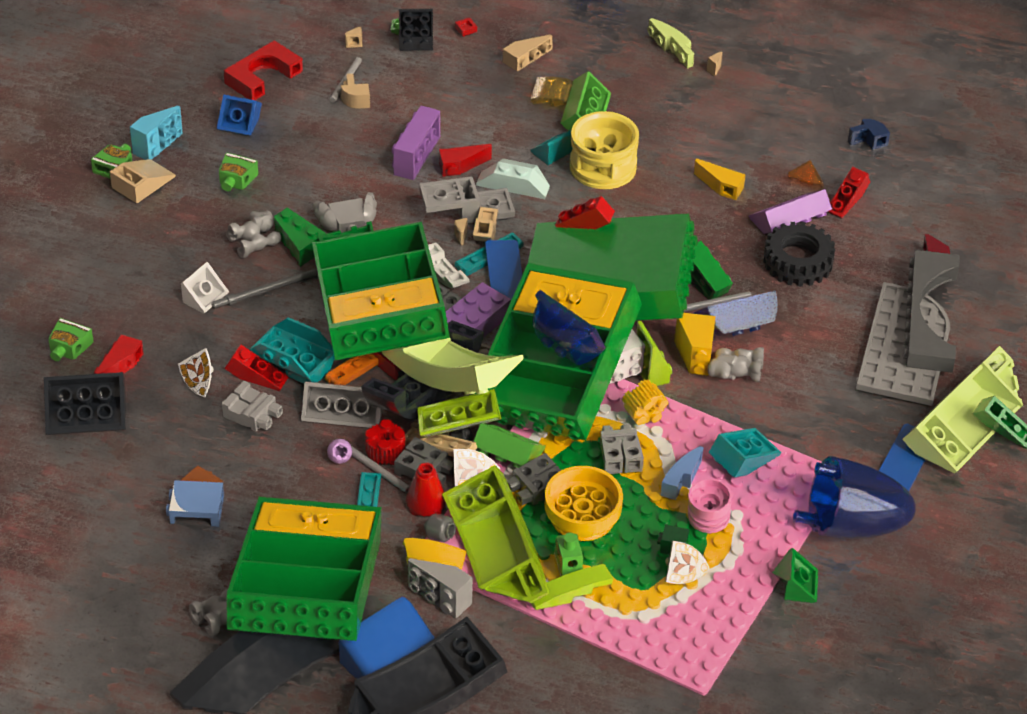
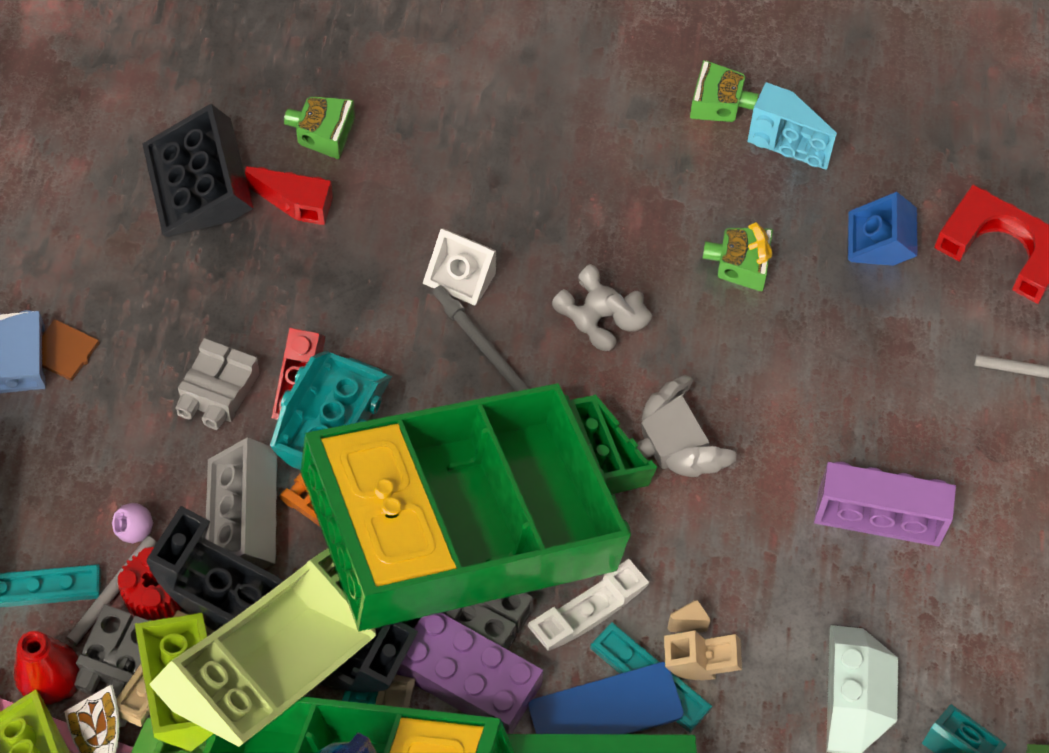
camera: 80 degrees right, 15 degrees up
(139, 178) = (691, 134): tan slope -> none
(197, 372) = (277, 300): shield -> none
(236, 154) = (764, 248): none -> yellow piece
(297, 235) = (611, 368): green wedge -> none
(355, 94) = (994, 387): tan brick -> none
(462, 159) = (875, 587): red slope -> none
(463, 196) = (757, 610): light grey bracket -> none

